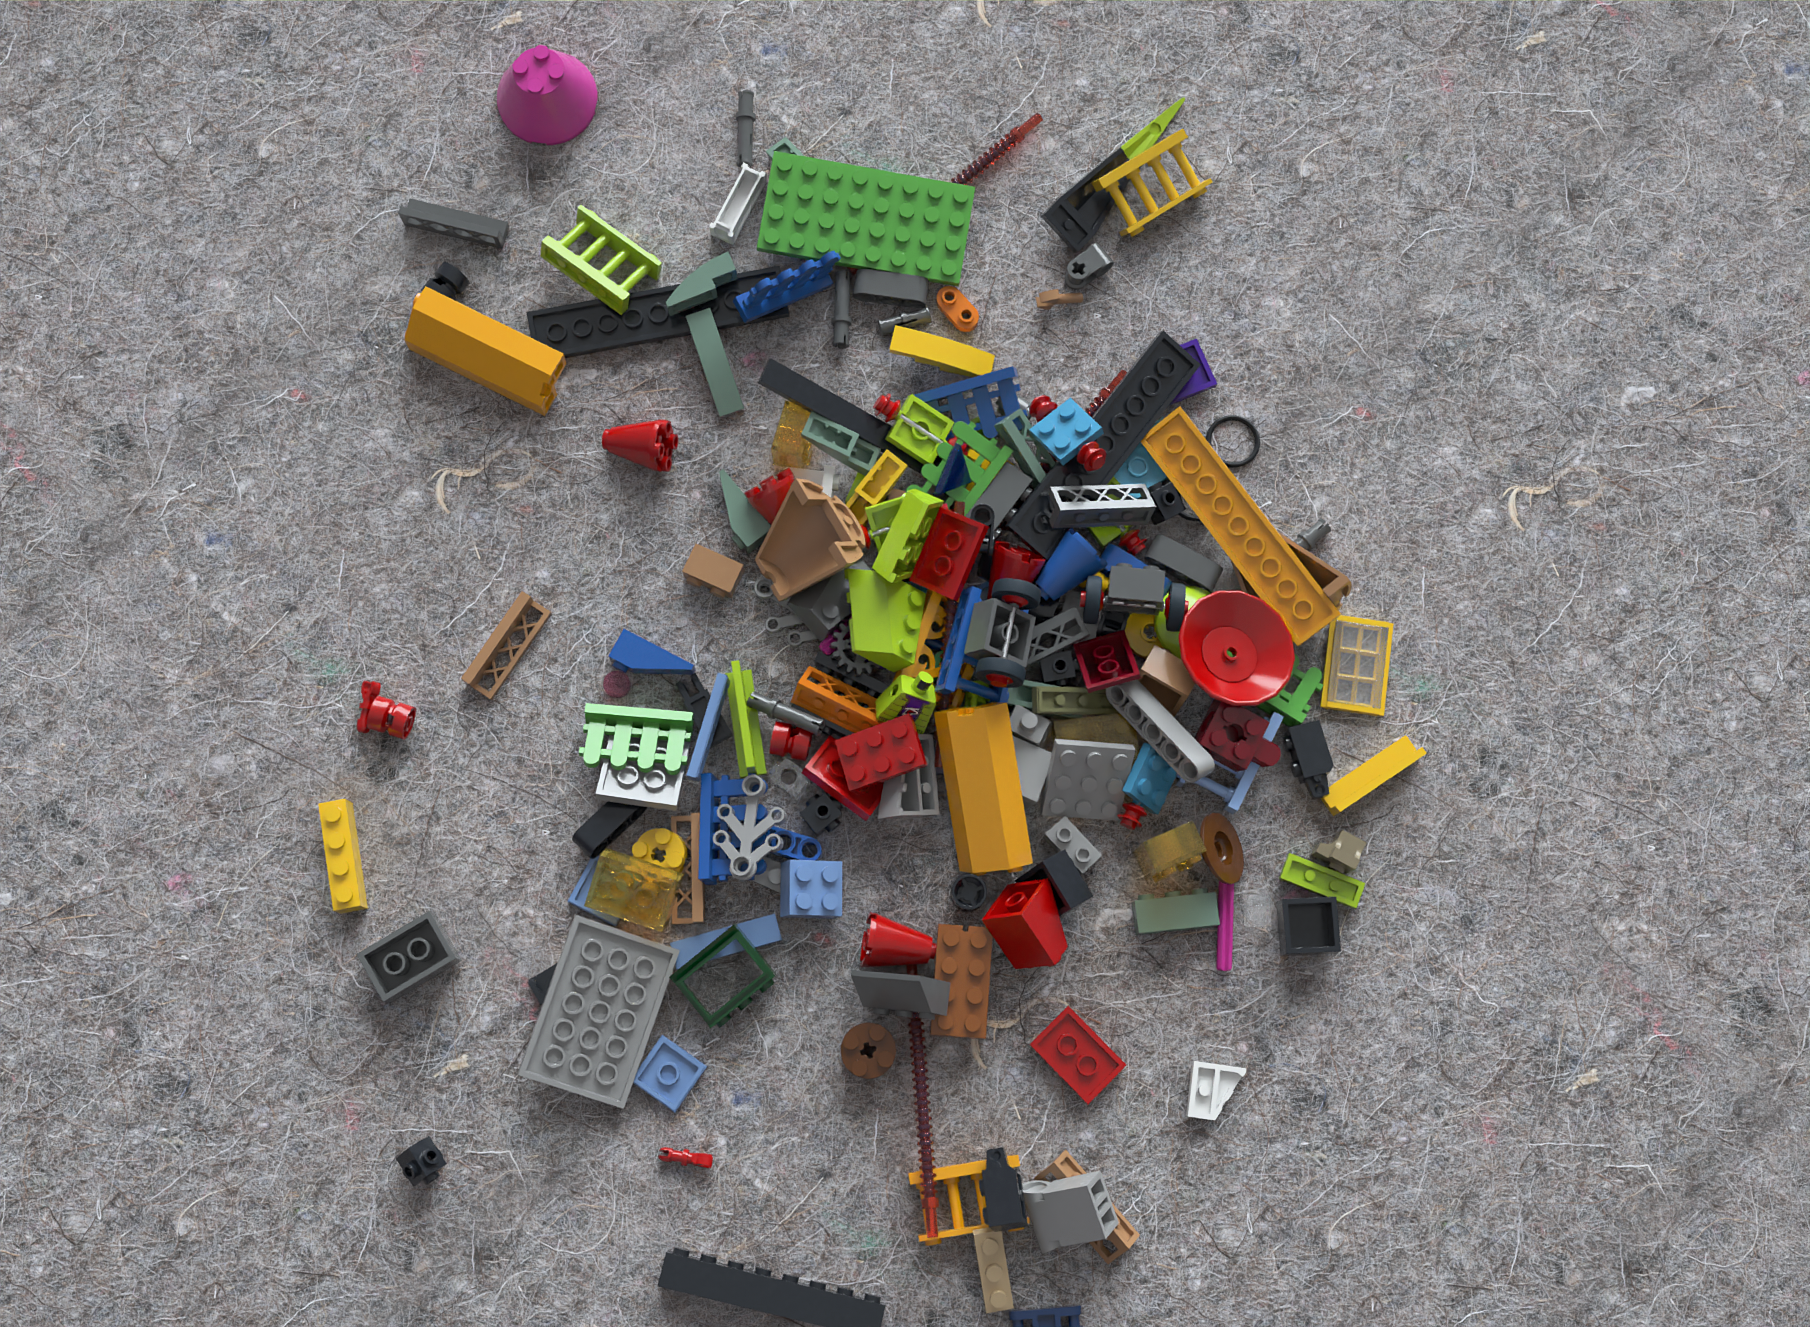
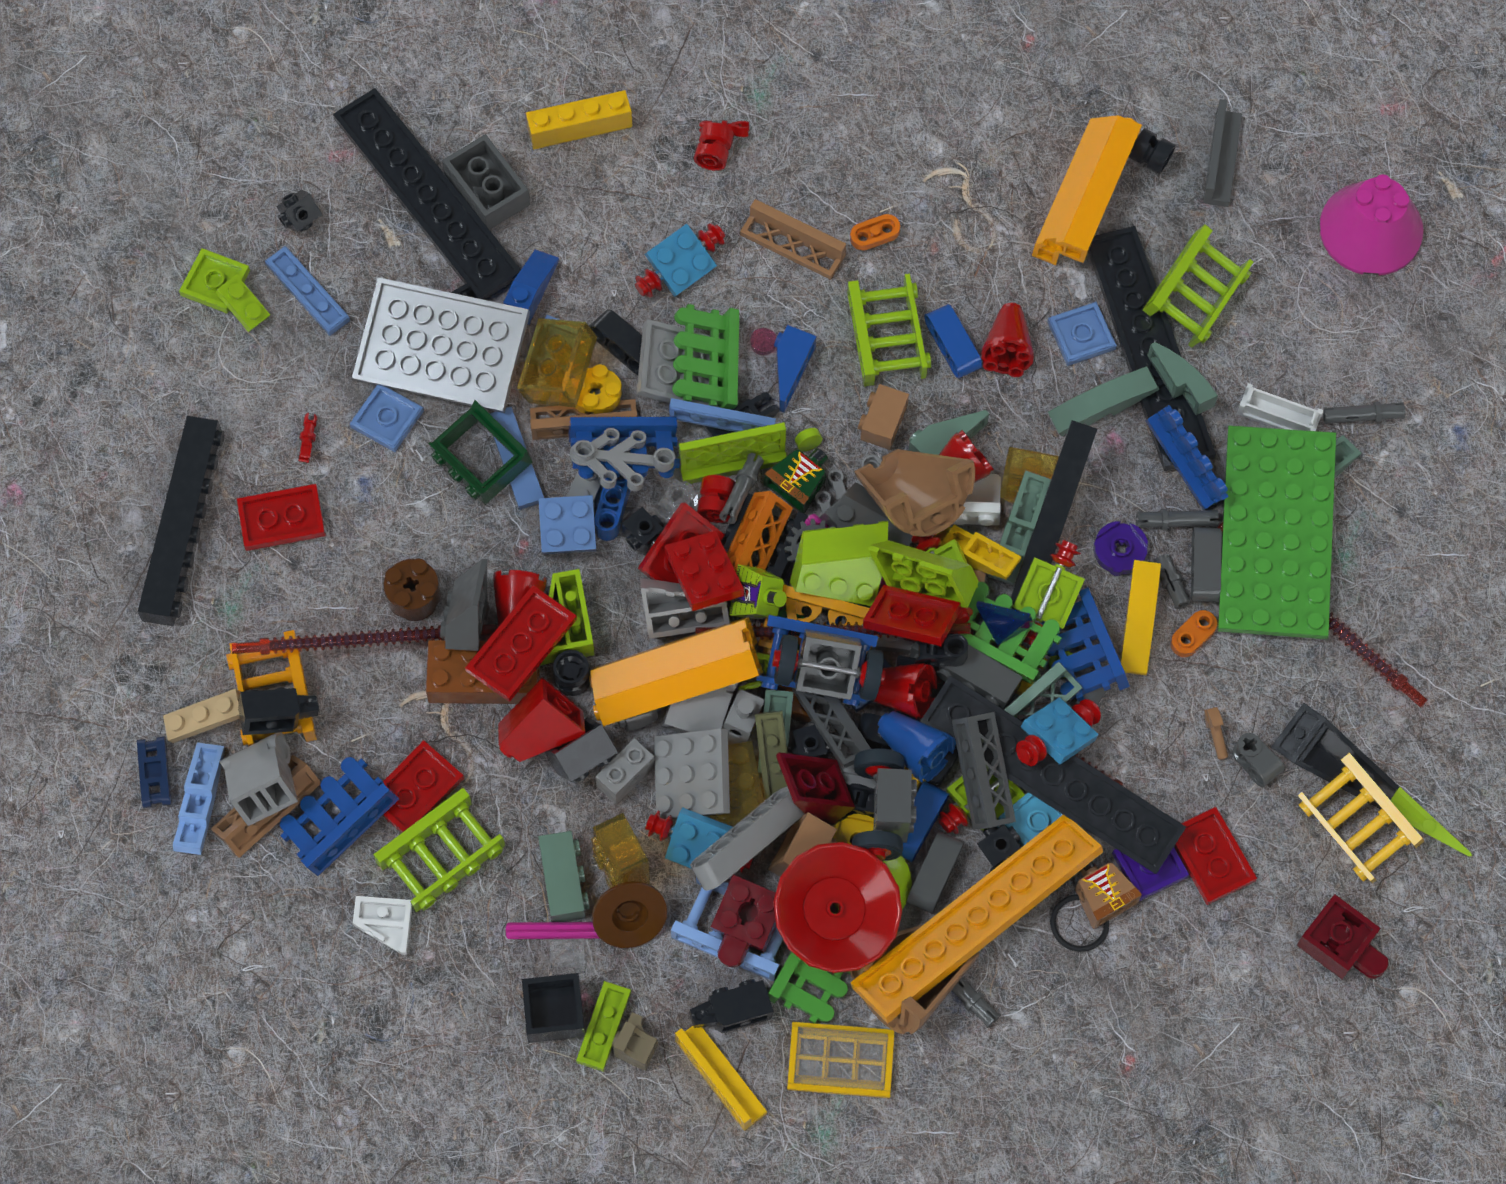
camera: 90 degrees right, 10 degrees down
(411, 1023) = (427, 194): none -> black plate
(493, 1256) = (207, 275): none -> lime plate
(506, 565) = (873, 231): none -> orange plate
(513, 1155) = (307, 290): none -> medium blue tile
(519, 760) = (680, 260): none -> dark azure plate
(526, 1225) = (242, 303): none -> lime plate
(531, 916) = (532, 282): none -> blue slope
(632, 582) = (868, 344): none -> lime fence
(635, 498) = (953, 341): none -> blue beam
(636, 376) = (1081, 333): none -> medium blue tile
(731, 647) = (808, 439): none -> lime tile
(773, 658) = (798, 478): none -> torso
(775, 1187) = (280, 517): none -> red plate
(866, 378) = (1120, 533): none -> dark purple plate
(913, 895) = (568, 591): none -> lime wedge
(946, 938) = (521, 643): none -> red plate
(1076, 1275) = (198, 799): none -> light blue slope
(1100, 1120) = (343, 830): none -> blue fence
(1133, 1056) = (436, 823): none -> lime fence
(1181, 314) = (1213, 857): none -> red plate
(1213, 412) = (1105, 893): none -> torso
(1264, 213) = (1342, 940): none -> dark red brick

